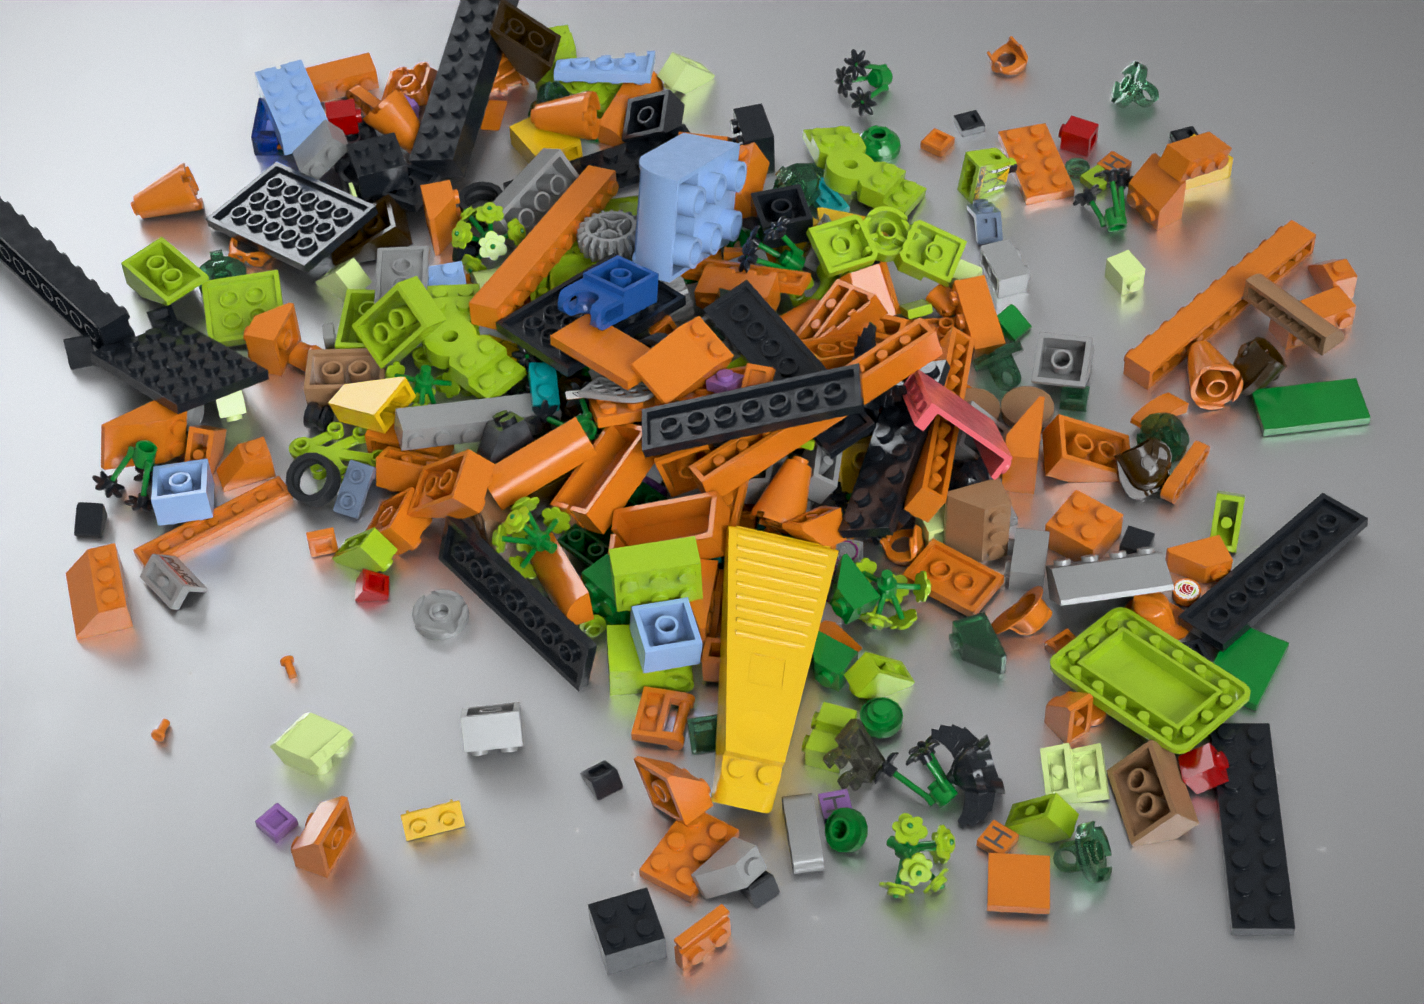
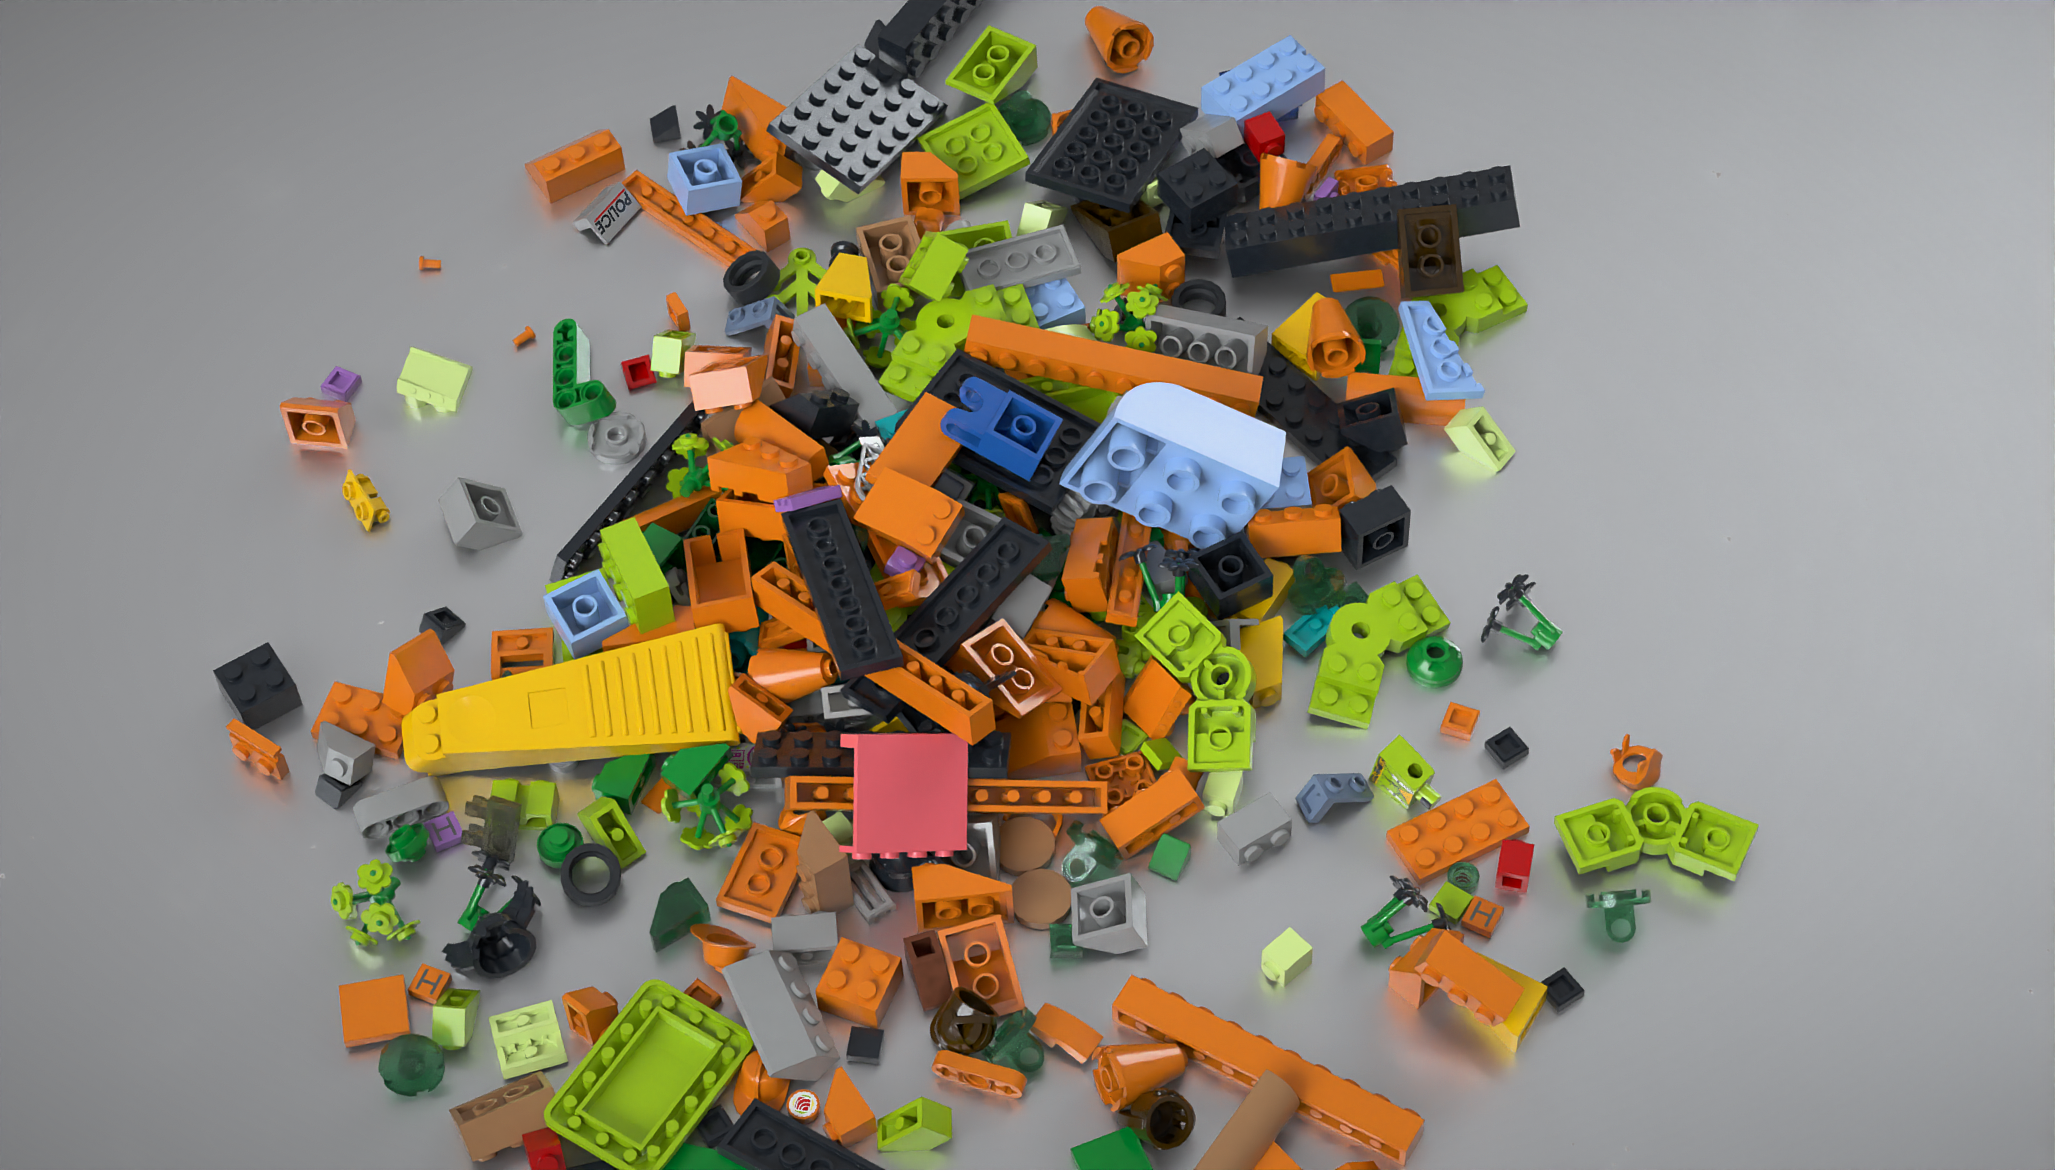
camera: 75 degrees right, 5 degrees up
(161, 316) = (948, 94): black tile -> none
(359, 623) = (574, 393): none -> green beam
(576, 468) = (759, 470): none -> orange wedge
(616, 436) = (807, 498): none -> medium lavender tile
(915, 708) = (579, 853): none -> black tyre
(1067, 59) = (1692, 837): none -> lime plate
(1084, 477) = (928, 969): none -> copper slope

